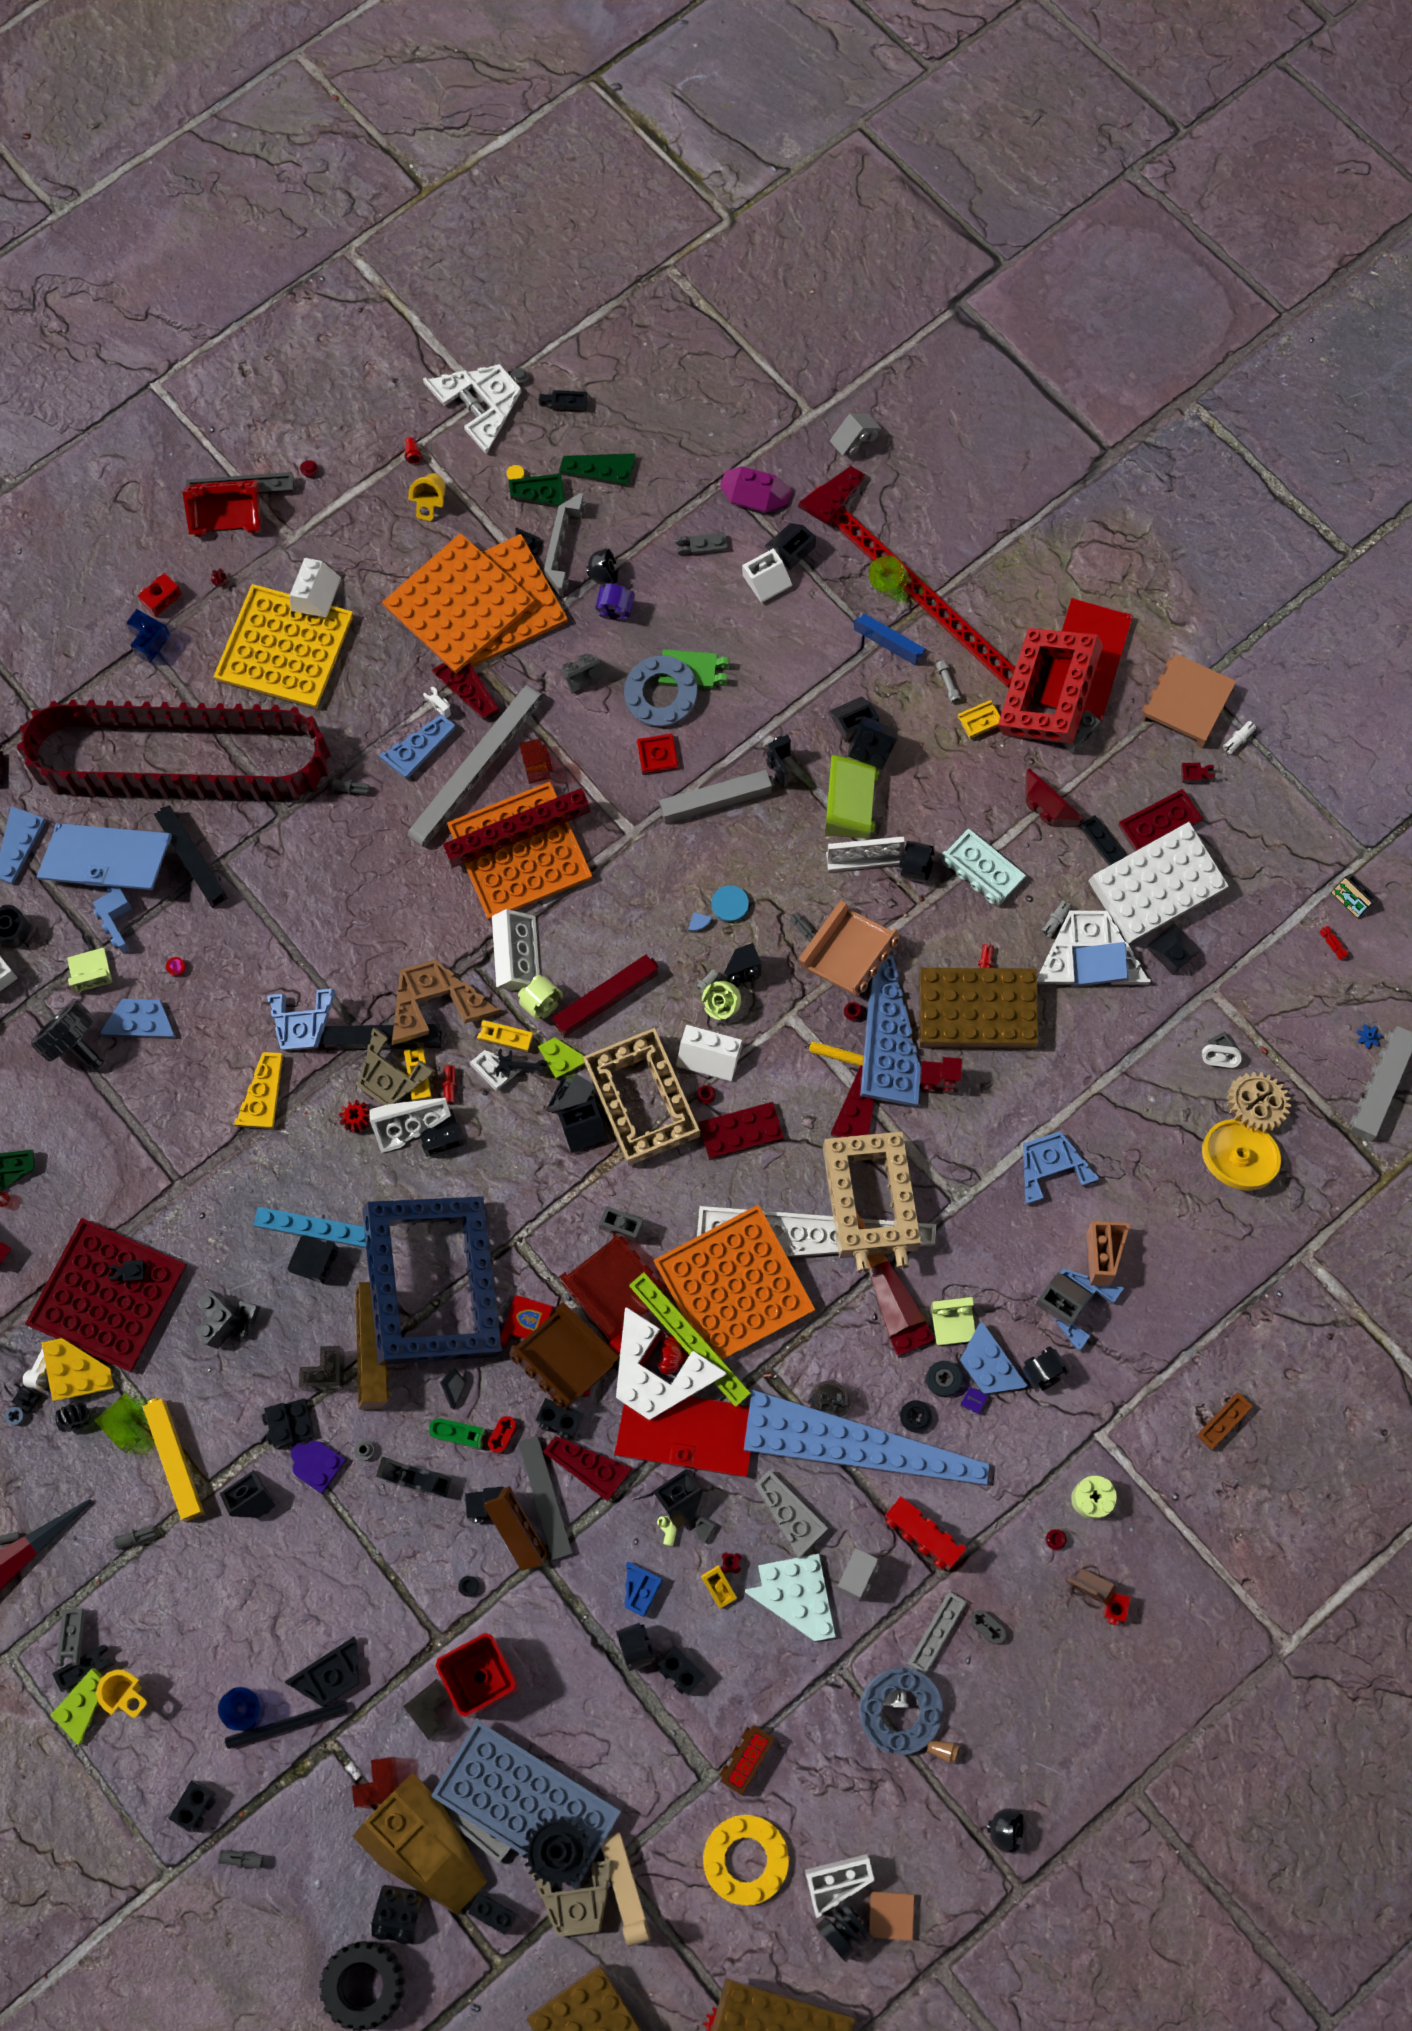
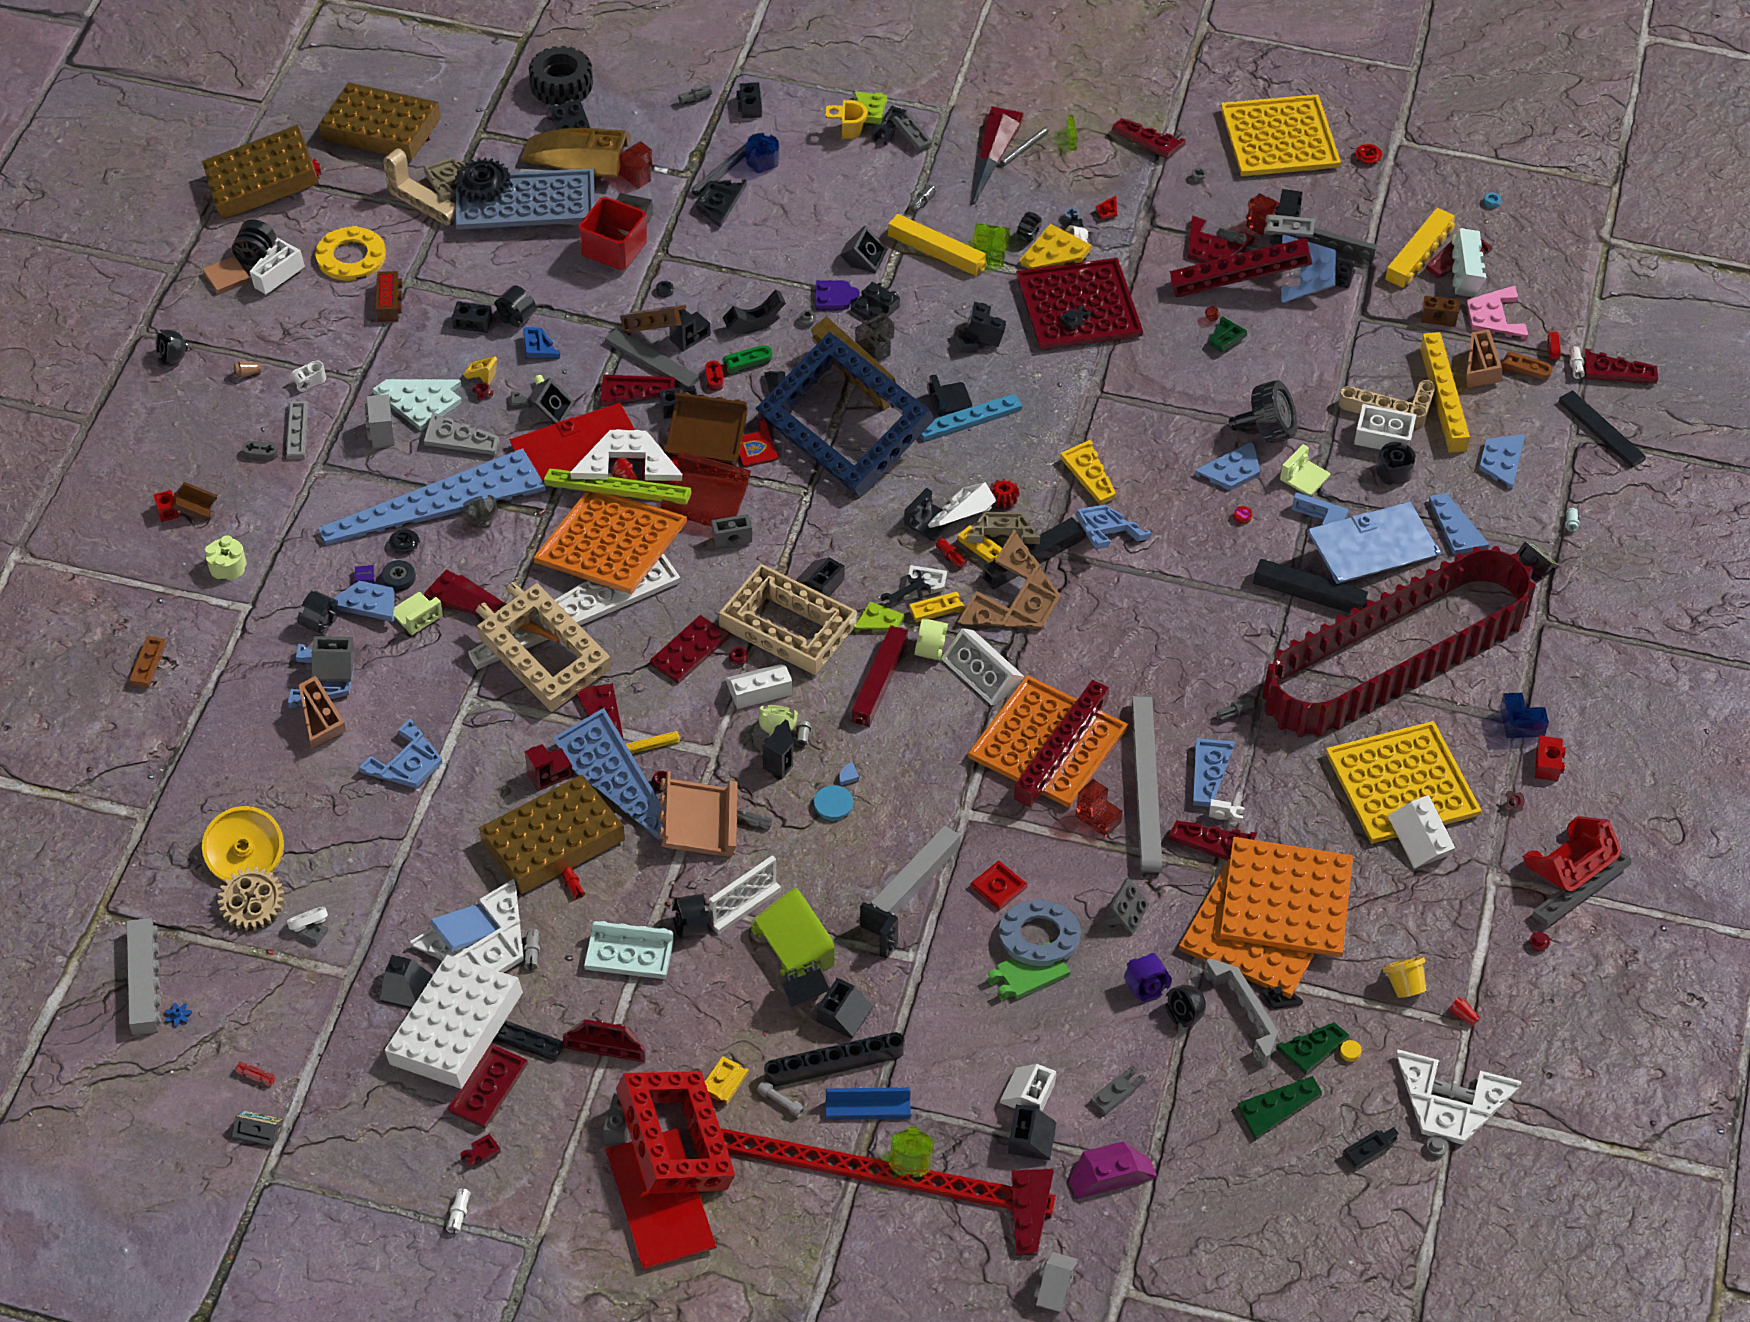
camera: 140 degrees right, 20 degrees down
(492, 1913) = (504, 146): black brick -> none
(570, 1092) = (847, 588): black slope -> none
(895, 691) = (842, 1052): none -> black beam
(924, 1534) = (343, 471): red wedge -> none
(928, 1720) = (301, 347): sand blue plate -> none
(1056, 1539) = (240, 524): dark red plate -> none
(1189, 698) = (531, 1211): nougat panel -> none

